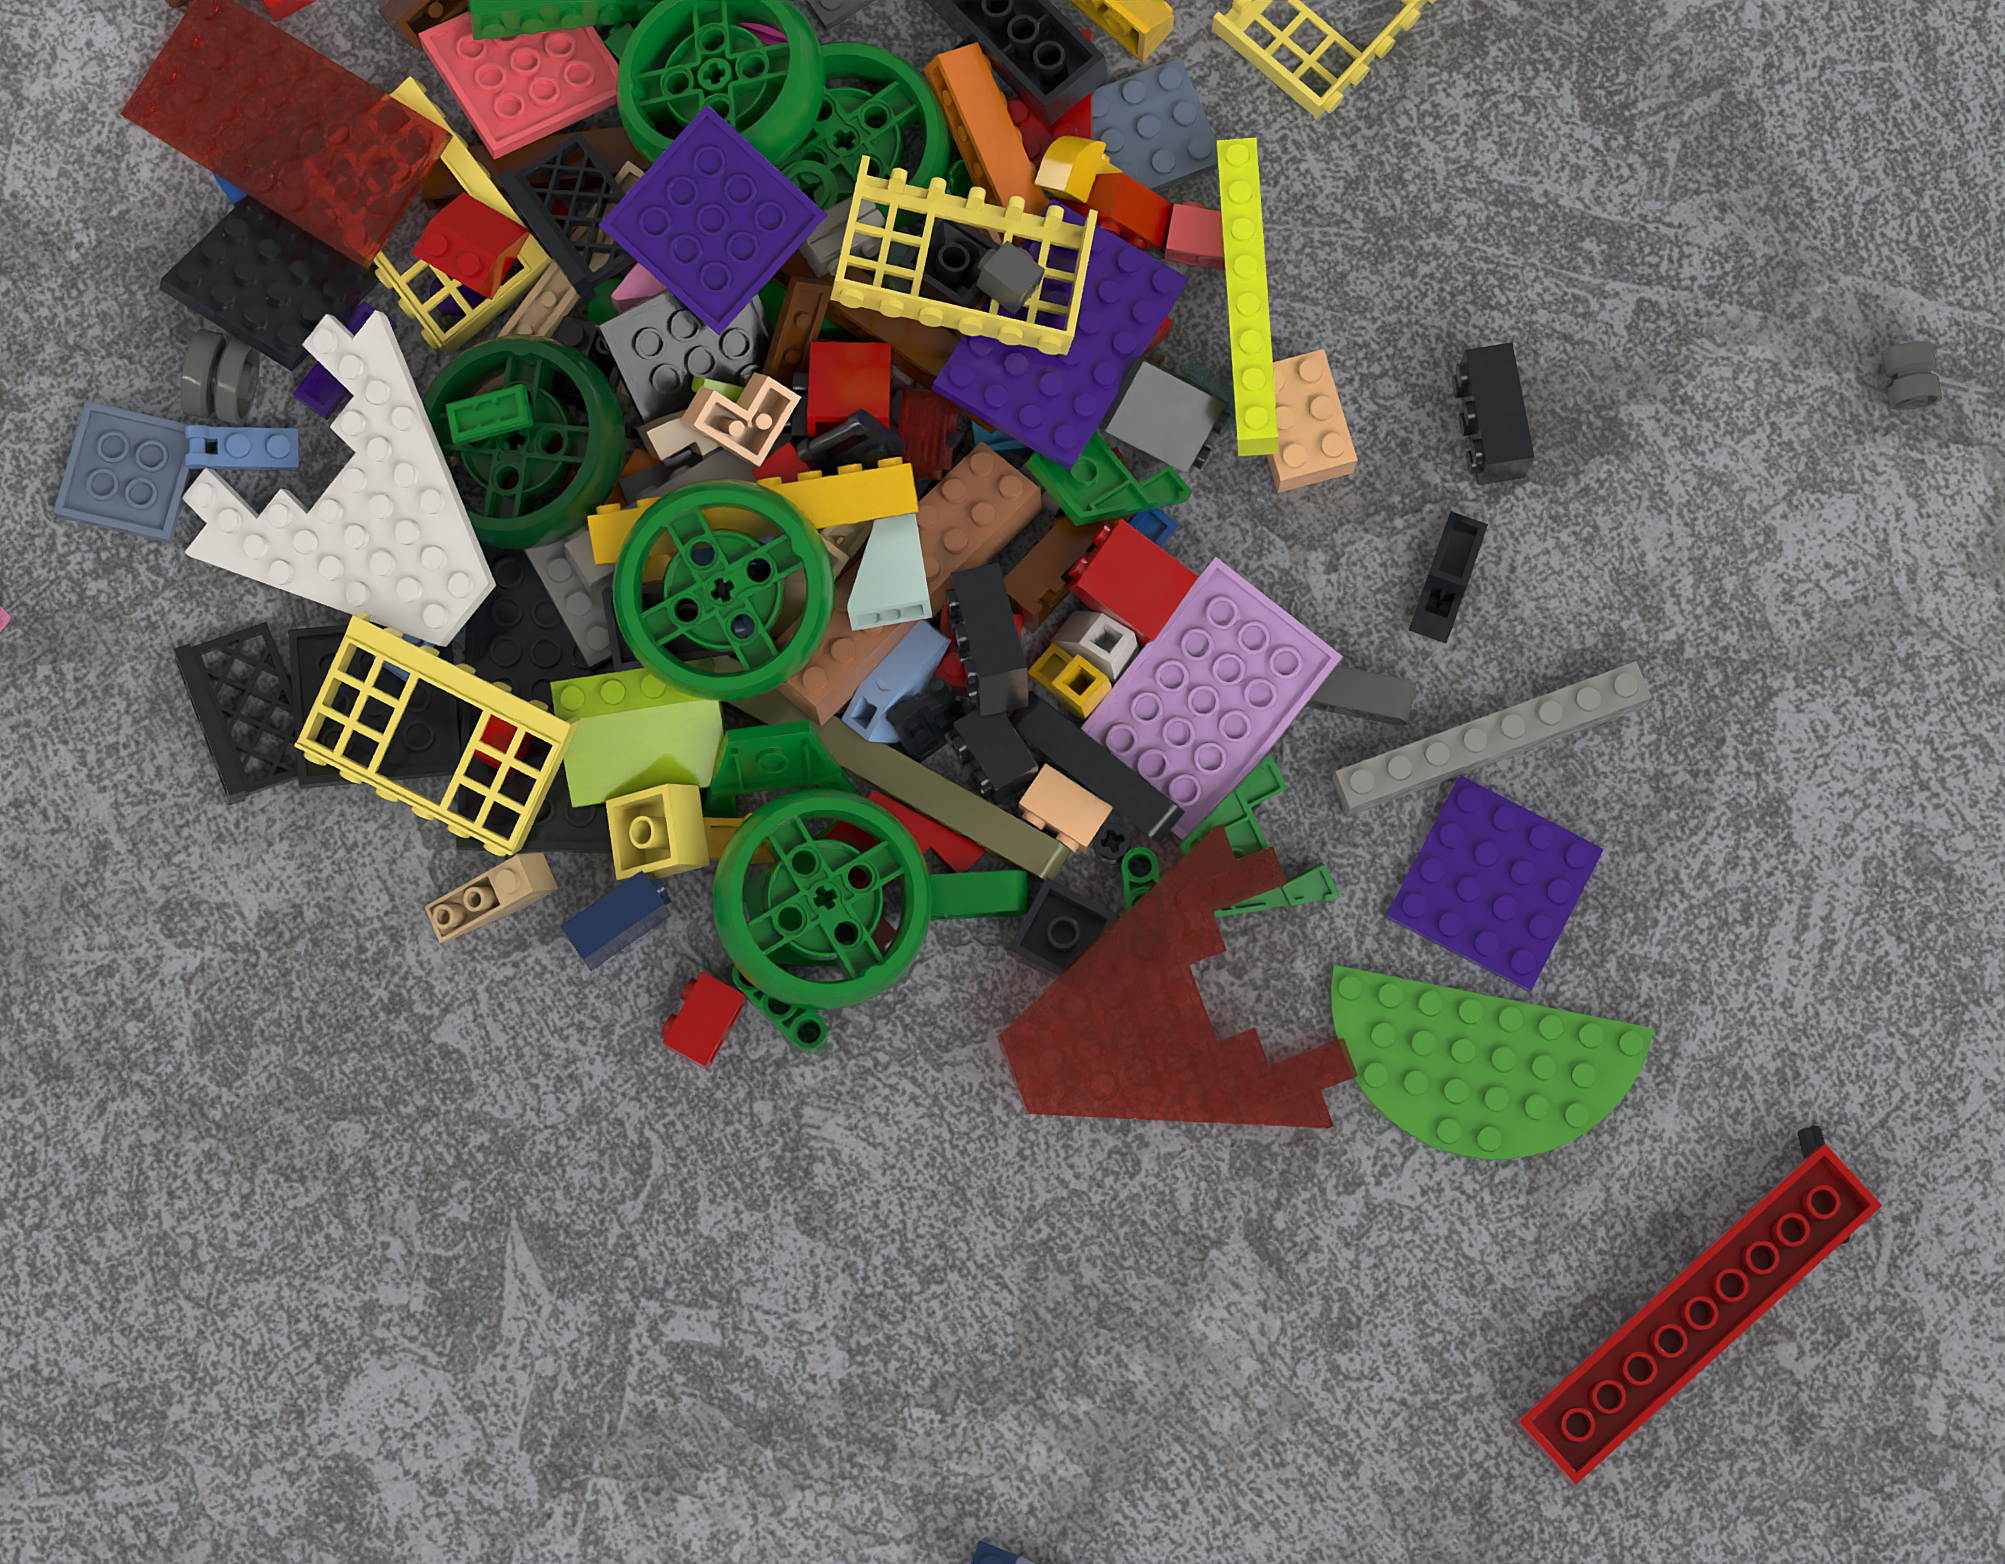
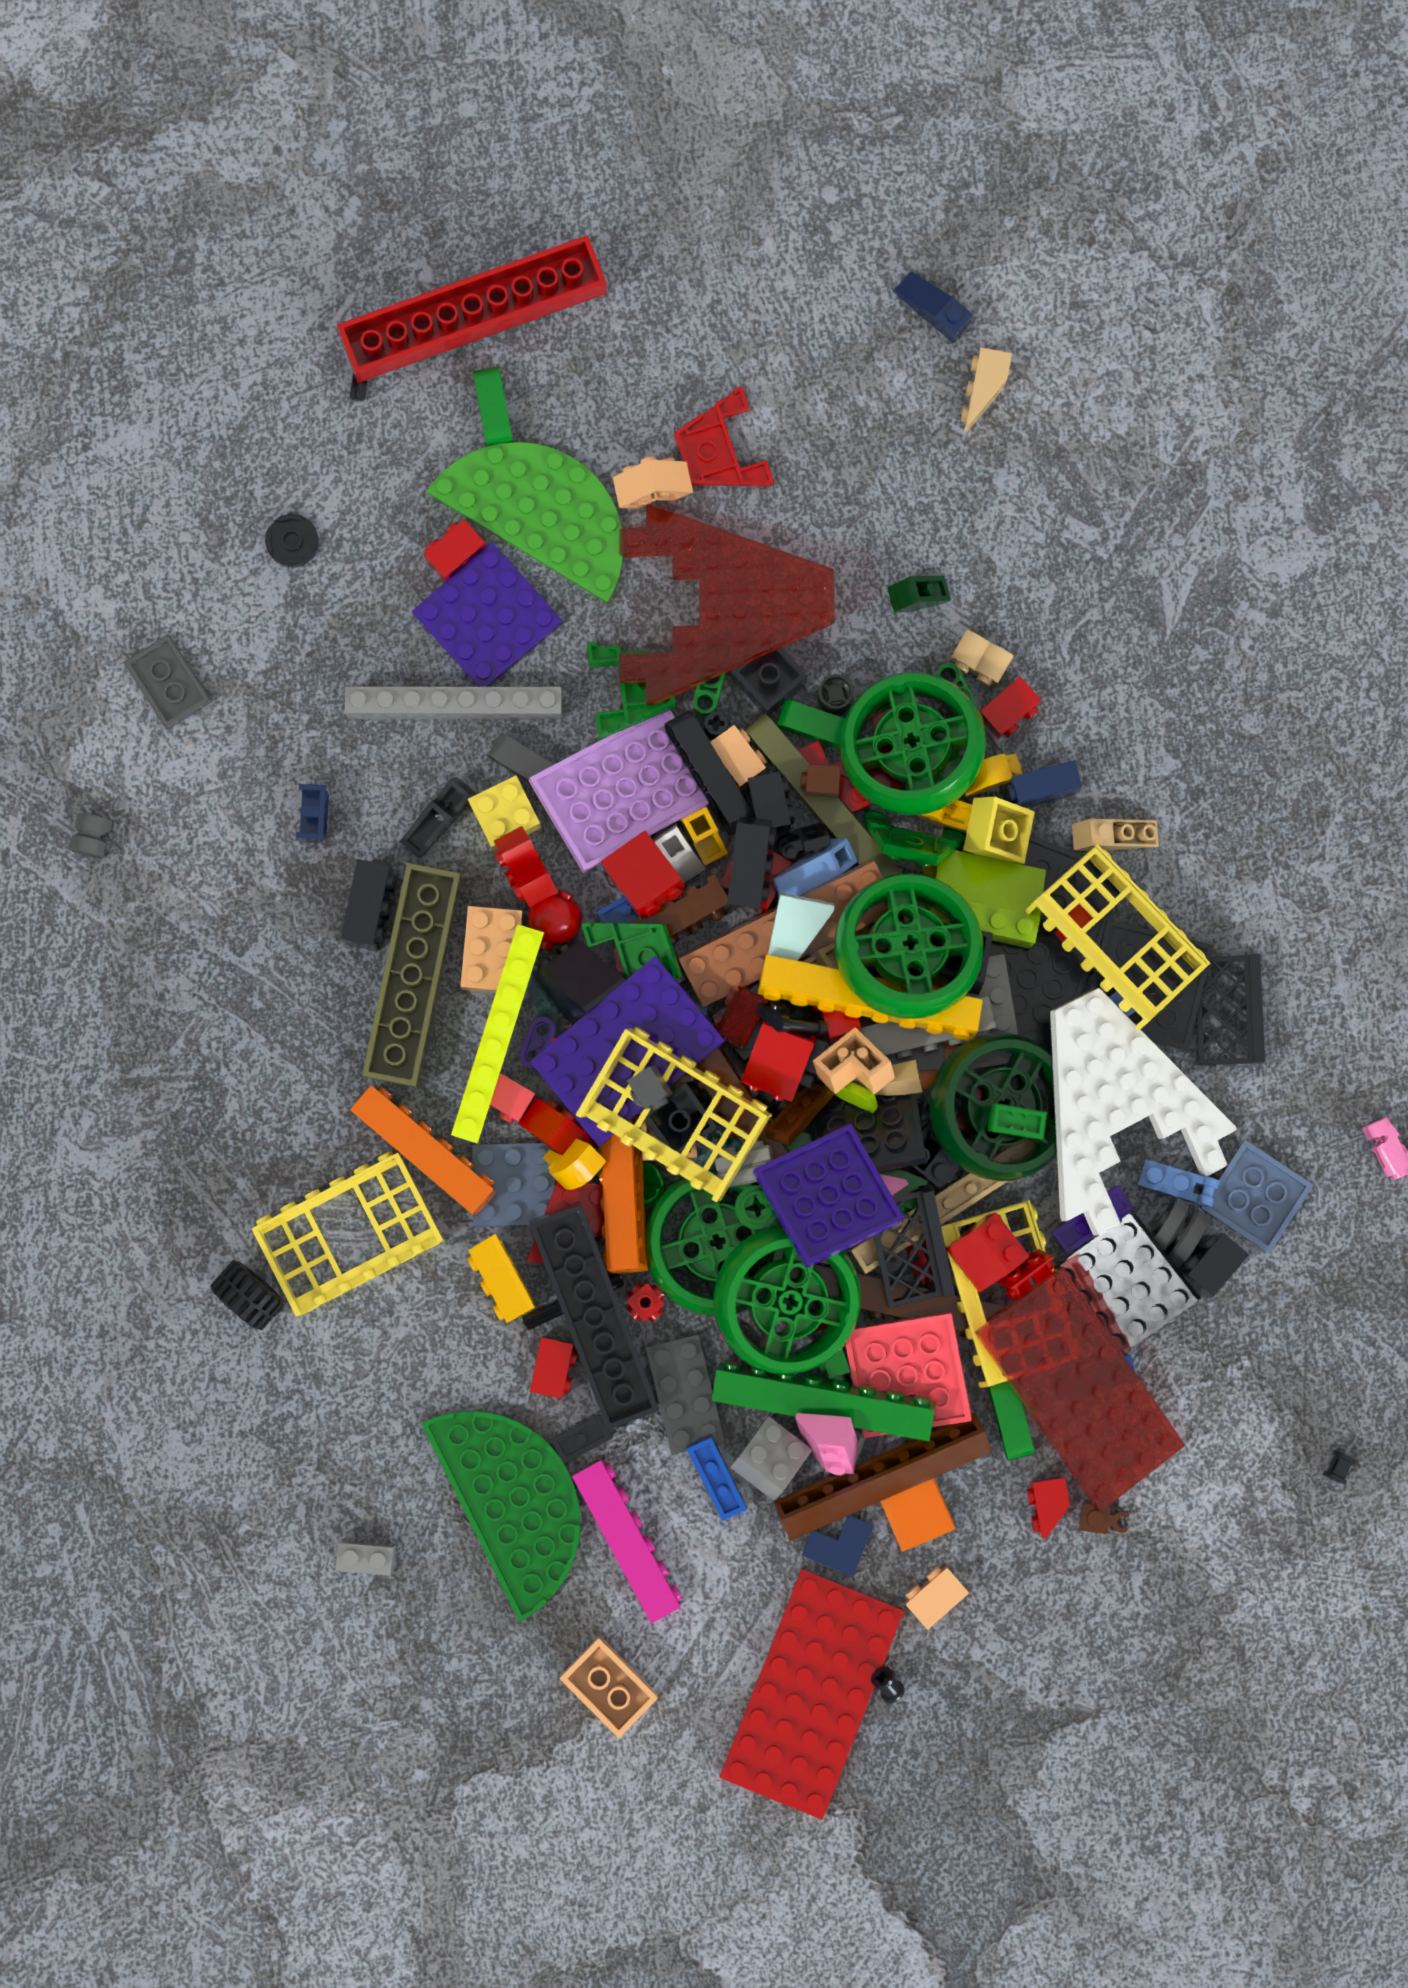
camera: 160 degrees left, 5 degrees up
(155, 341) = (1212, 1263): none -> black brick
(360, 52) = (1011, 1421): none -> green beam
(396, 257) = (1036, 1267): none -> red hinge
(686, 921) = (995, 772): none -> yellow brick
(770, 1077) = (981, 658): none -> tan brick
(893, 1139) = (918, 593): none -> dark green slope
(905, 1496) = (990, 377): none -> tan slope
(916, 47) = (653, 1310): none -> red brick
(933, 806) = (821, 781): none -> reddish brown brick
(959, 945) = (835, 694): none -> pearl dark grey wheel
(1190, 325) = (534, 1041): none -> dark purple plate
(1232, 493) = (556, 917): none -> red brick
(1274, 1239) = (709, 451): none -> red wing
(1285, 123) = (423, 1150): none -> orange brick
(1299, 540) = (525, 869): none -> red brick
(1336, 1155) = (651, 482): none -> light nougat brick
(1358, 611) = (504, 810): none -> light yellow brick
(1395, 346) = (412, 975): none -> olive brick
(1579, 956) = (453, 549): none -> red brick
(1610, 1188) = (492, 406): none -> green beam
(1620, 513) = (313, 813): none -> dark blue window
(1813, 890) = (292, 540): none -> black tile
(1899, 628) = (167, 682): none -> dark grey tile

